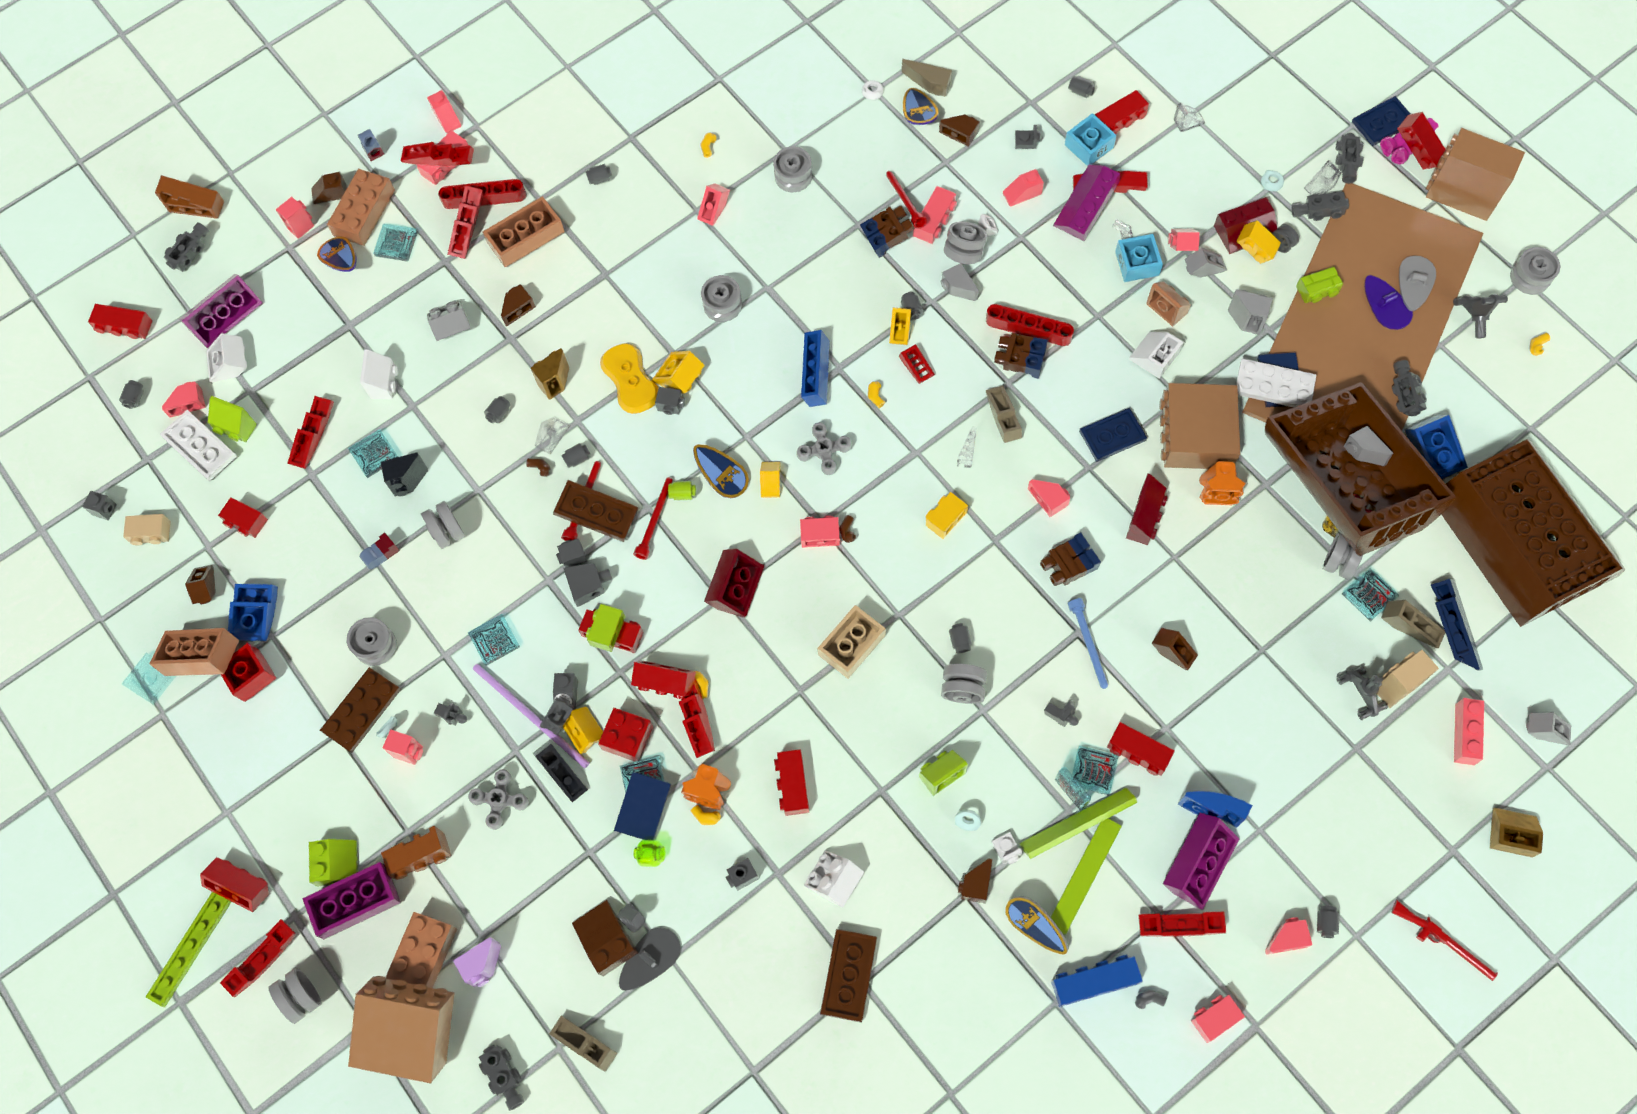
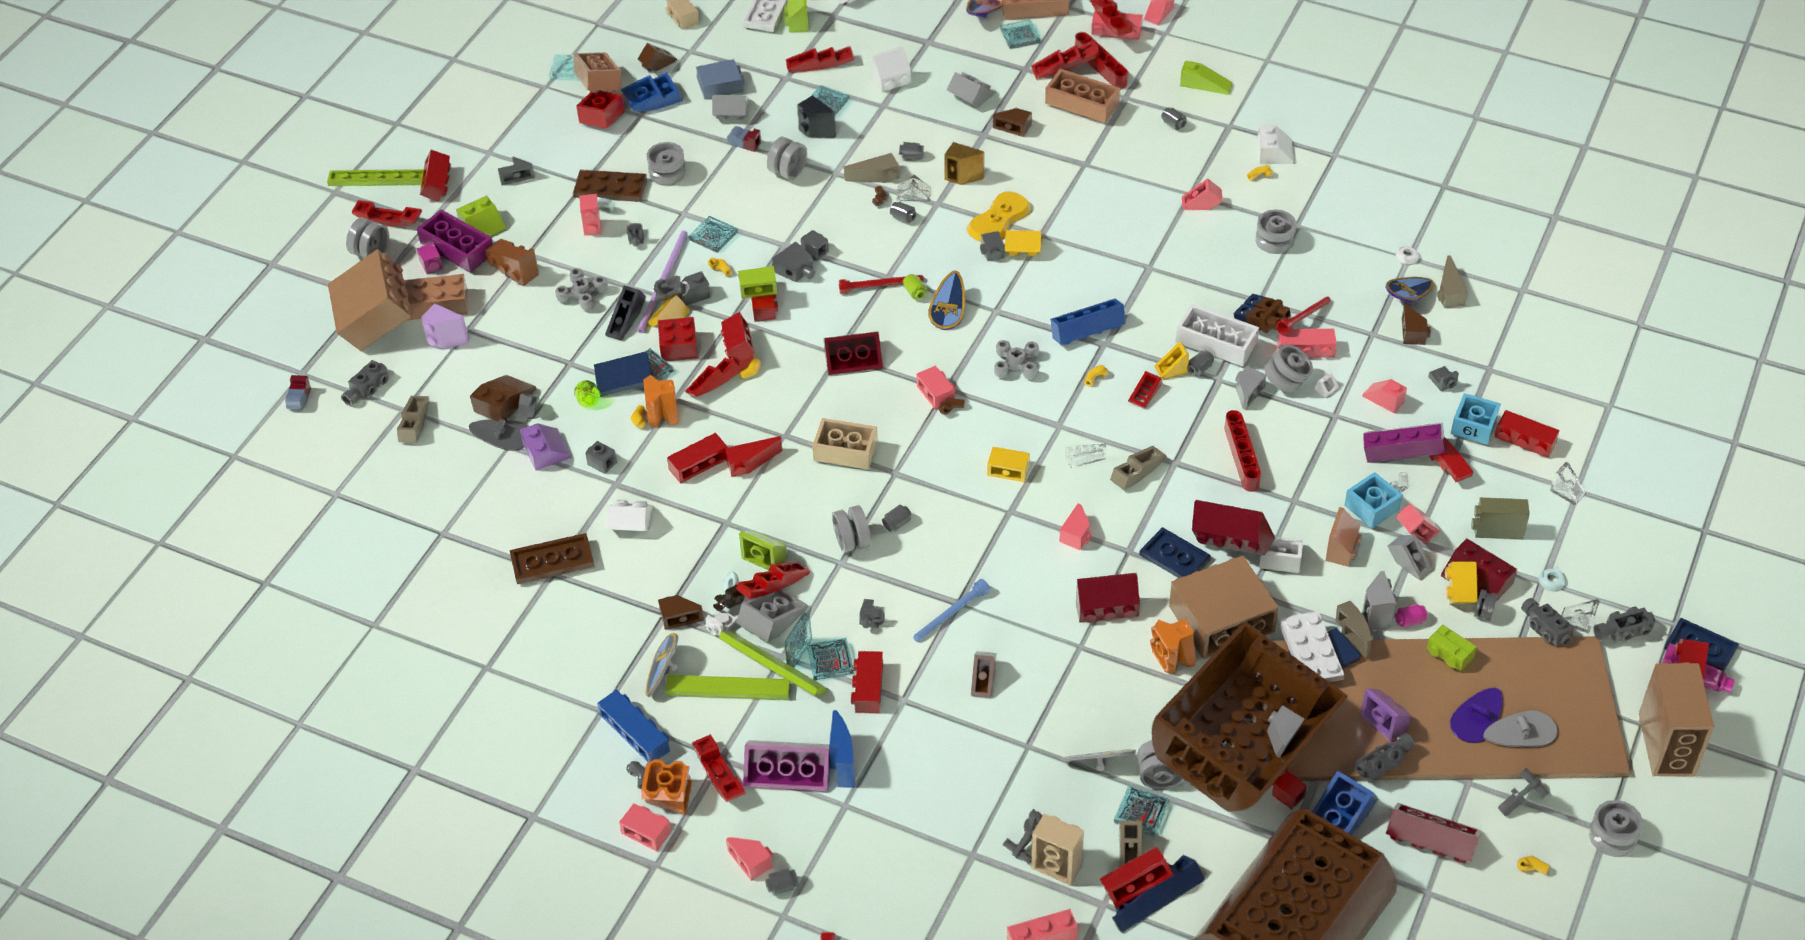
camera: 60 degrees right, 20 degrees down
(242, 517) = (723, 50): red brick -> none
(276, 537) = (720, 78): none -> sand blue brick
(283, 792) = (517, 172): none -> dark grey slope
(324, 544) = (730, 106): none -> light grey slope
(358, 938) = (429, 258): none -> dark pink brick
(504, 452) = (877, 169): none -> dark tan slope
(543, 651) = (721, 265): none -> yellow arm
(562, 126) = (1201, 77): none -> lime slope
(570, 532) = (833, 237): red piece -> none
(595, 510) = (860, 241): reddish brown plate -> none
(683, 118) = (1274, 146): none -> white slope
(697, 923) = (544, 445): none -> medium lavender slope
(721, 298) = (1111, 237): light grey wheel -> none
(770, 479) = (965, 337): yellow slope -> none
(817, 740) = (749, 456): none -> red slope
(890, 276) = (1218, 334): none -> white brick
(986, 780) = (771, 581): none -> red slope
(986, 825) = (730, 599): none -> dark brown plate
(1020, 798) = (770, 614): none -> light grey slope
(1022, 355) = (1208, 457): reddish brown hips -> none
(1070, 561) = (1021, 566): reddish brown hips -> none
(1081, 86) = (1534, 394): dark grey brick -> none
(1129, 377) = (1231, 527): none -> dark red slope
(1186, 980) = (667, 785): none -> orange piece
(1207, 179) = (1500, 518): none -> olive brick
(1266, 341) = (1354, 627): none -> dark tan slope
(1269, 290) = (1411, 615): none -> dark pink brick
(1309, 597) = (1099, 755): none -> light grey shield
(1367, 366) = (1384, 714): none -> medium lavender slope
(1449, 631) = (1136, 877): none -> red brick
(1484, 393) = (1433, 833): none -> slope

